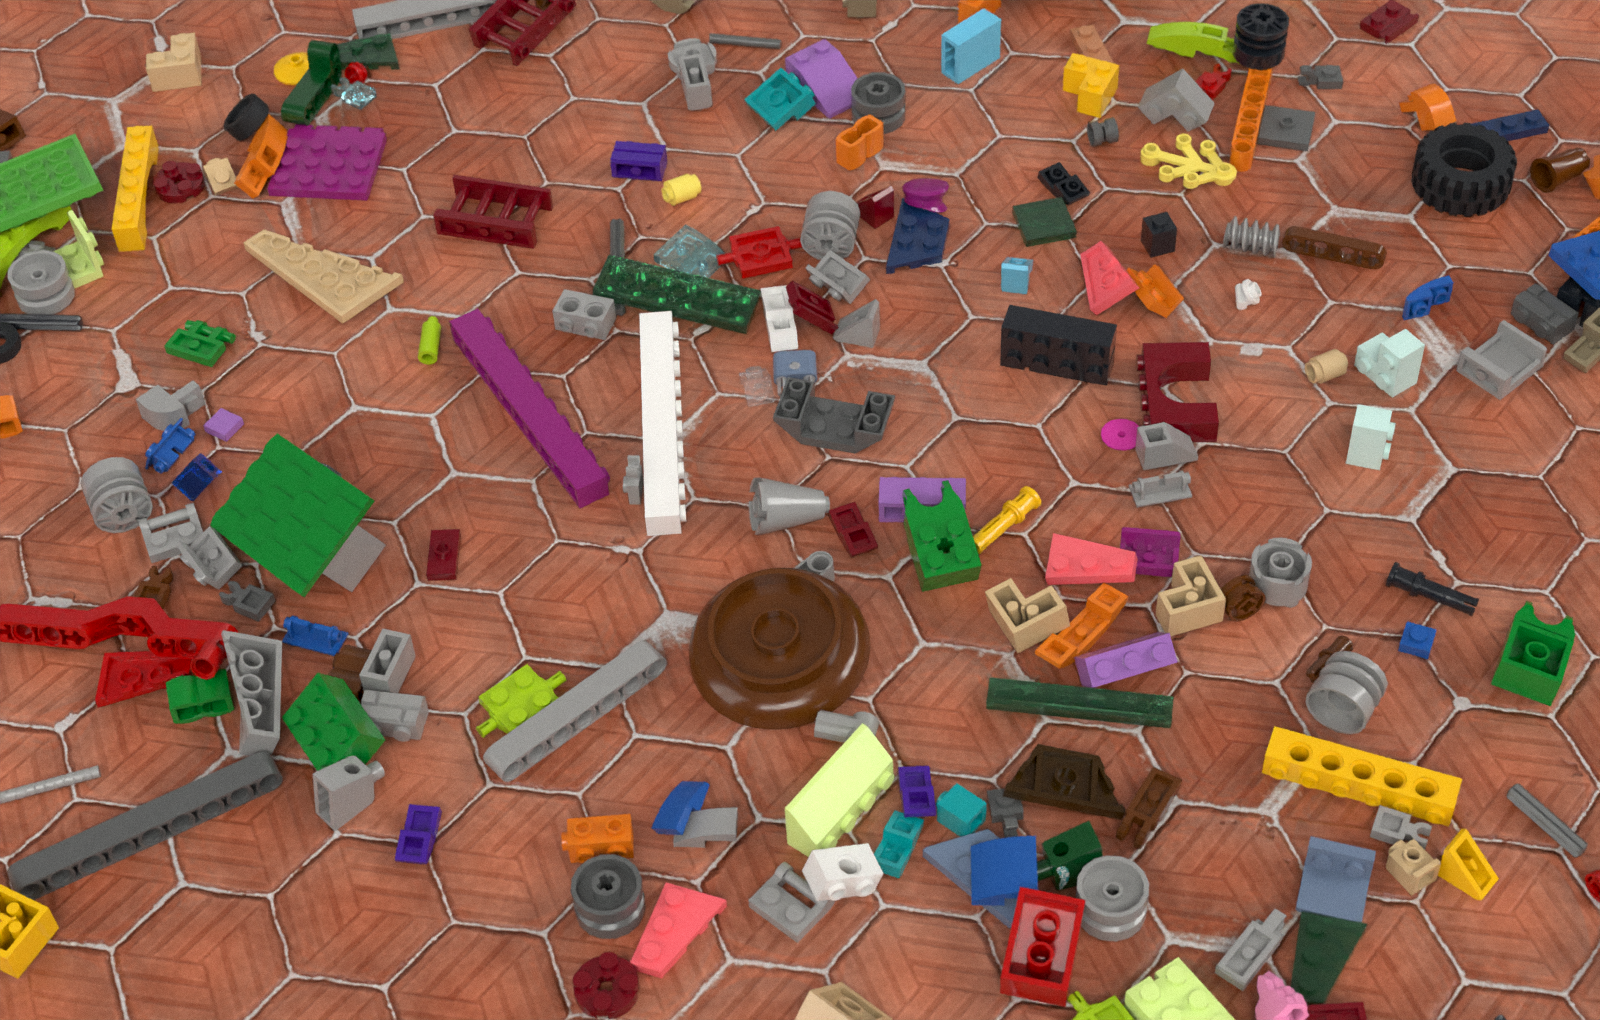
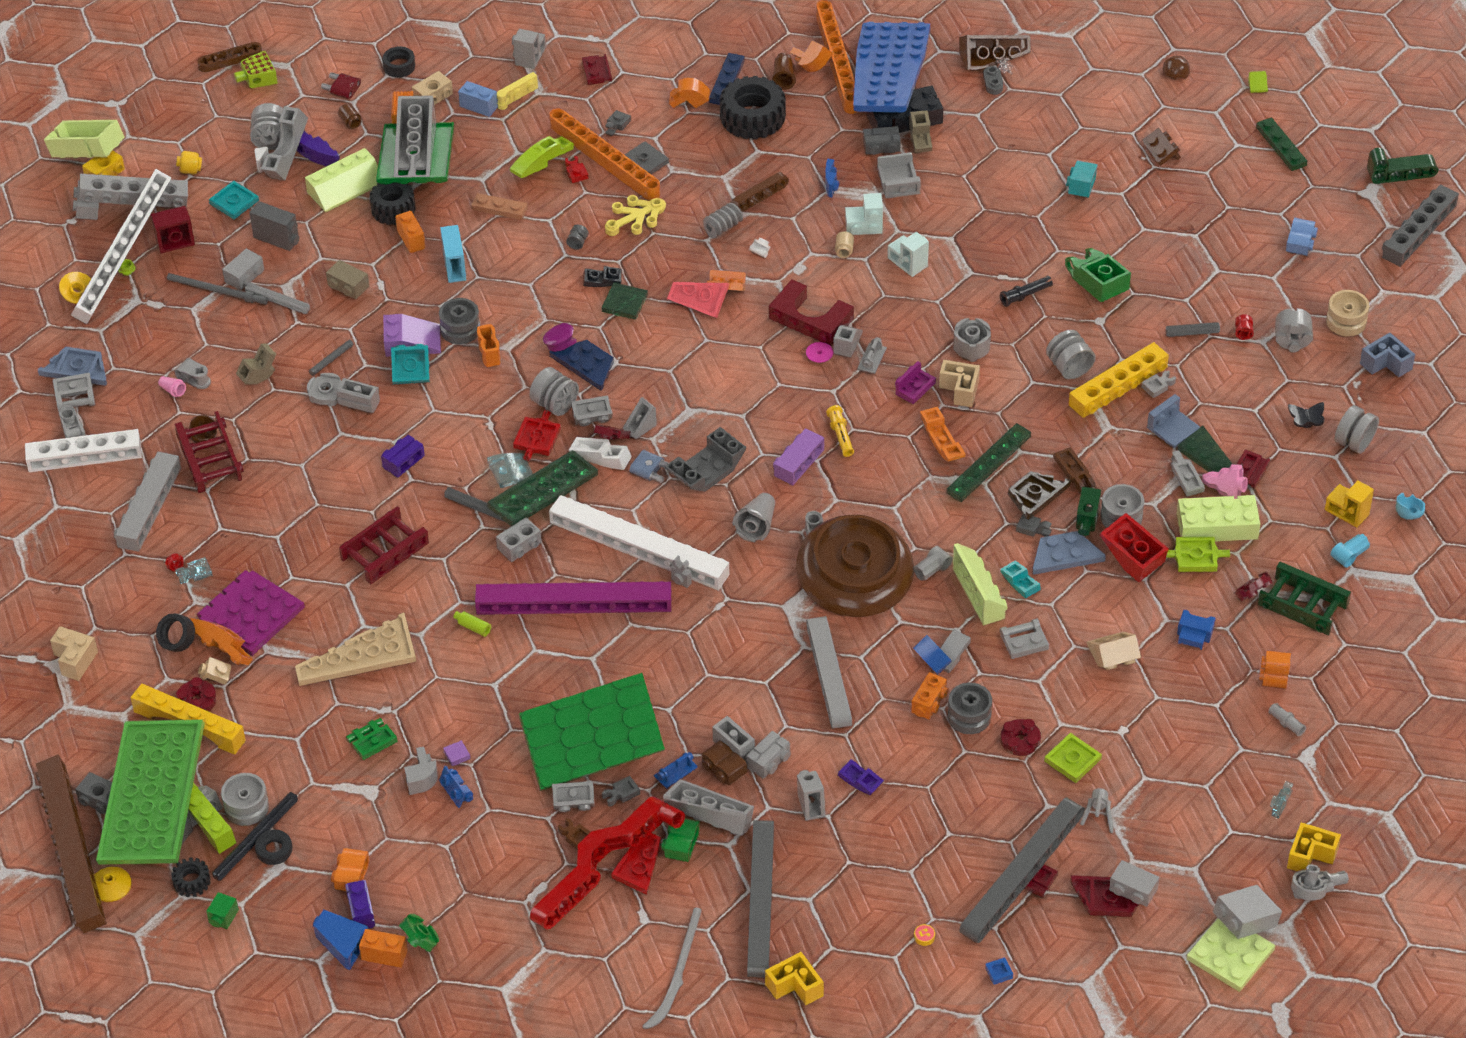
camera: 60 degrees left, 0 degrees up
(80, 256) = (226, 763): yellowish green bracket -> none
(116, 494) = (490, 820): light grey wheel -> none
(163, 543) = (537, 812): light grey plate -> none
(196, 477) = (496, 780): clear blue panel -> none
(291, 68) = (132, 593): yellow dish -> none
(315, 85) = (172, 586): dark green beam -> none
(332, 723) = (765, 779): green brick -> none
(369, 52) = (152, 552): clear green wing -> none
(443, 554) = (661, 687): dark red plate -> none
(517, 699) = (802, 695): lime plate -> none
(672, 927) = (1005, 693): coral wing -> none
(681, 189) = (447, 447): light yellow brick -> none
(757, 386) = (646, 485): clear bracket -> none
(842, 872) = (1029, 604): white brick -> none
(852, 529) = (797, 499): dark red slope -> none
(877, 207) = (547, 359): dark red slope -> none
(916, 791) = (996, 556): dark purple slope -> none
(937, 531) = (839, 459): green brick -> none
(960, 810) = (1022, 542): teal brick -> none
(1002, 868) = (1076, 540): blue slope -> none
(1015, 275) = (662, 330): medium azure slope -> none
(1028, 619) = (918, 455): tan brick -> none
(1058, 344) = (739, 341): black piece -> none
(1088, 562) = (900, 411): coral wing -> none
(1092, 81) = (532, 217): yellow brick -> none
(1125, 659) = (980, 428): medium lavender brick -> none
(1158, 234) = (685, 257): black brick -> none
(1178, 97) = (586, 189): light grey brick -> none
(1242, 598) = (977, 359): reddish brown wheel -> none
(1260, 36) = (581, 124): black wheel -> none
(1341, 643) = (1038, 352): reddish brown axle -> none
(1412, 865) = (1184, 389): tan brick -> none
(1417, 640) = (1050, 314): blue plate -> none
(1467, 867) = (1198, 372): yellow slope -> none

